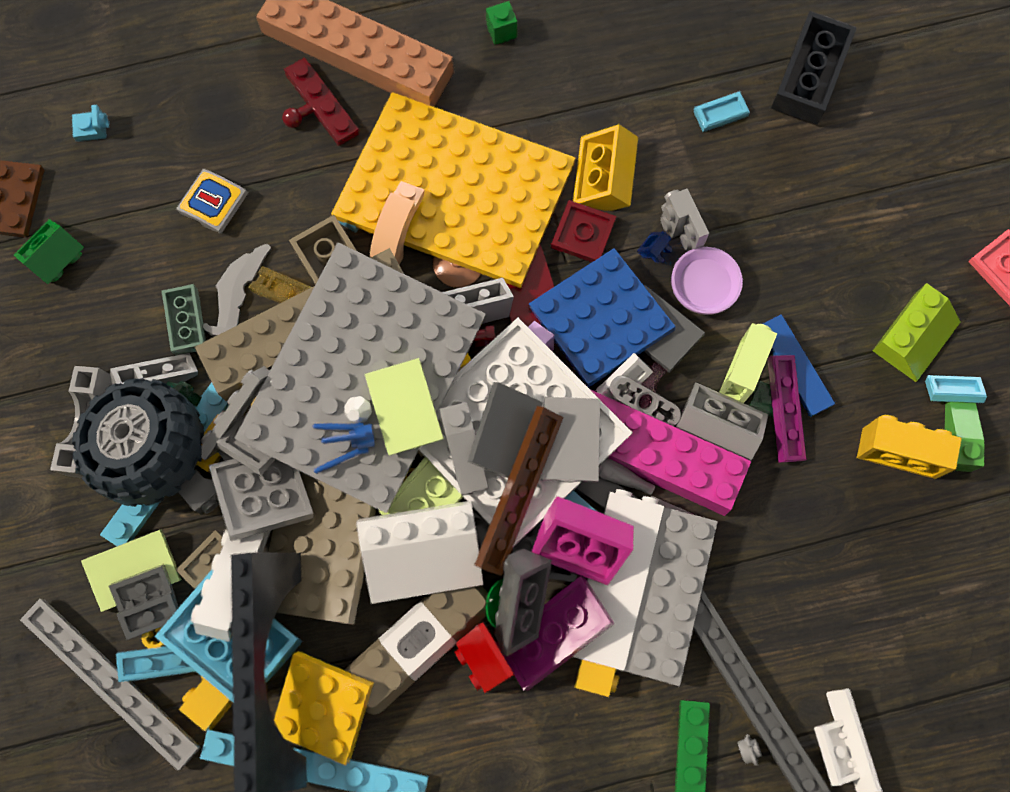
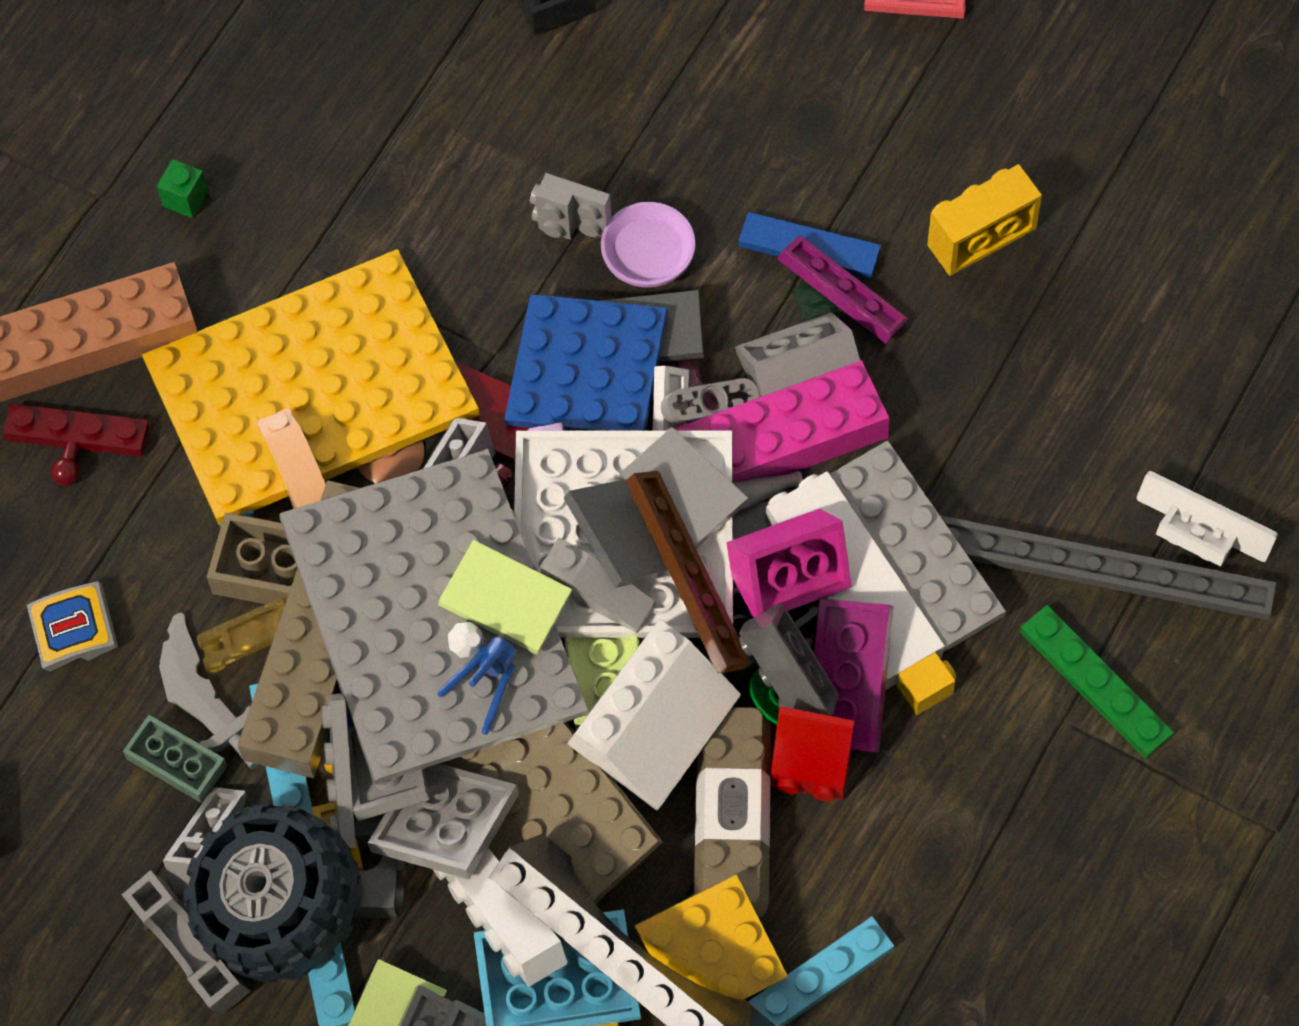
camera: 45 degrees left, 10 degrees down
(199, 563) = (451, 946): dark tan plate -> none
(583, 231) = (481, 309): dark red plate -> none
(606, 169) = (440, 233): yellow slope -> none
(654, 245) = (564, 258): clear blue tile -> none
(721, 111) = (490, 80): medium azure tile -> none
(748, 362) = (766, 280): yellowish green window -> none
(749, 750) = (1122, 607): light grey plate -> none
(918, 332) = (887, 113): lime slope -> none
(955, 389) = (971, 132): medium azure tile -> none
(964, 422) = (1003, 150): bright green slope -> none

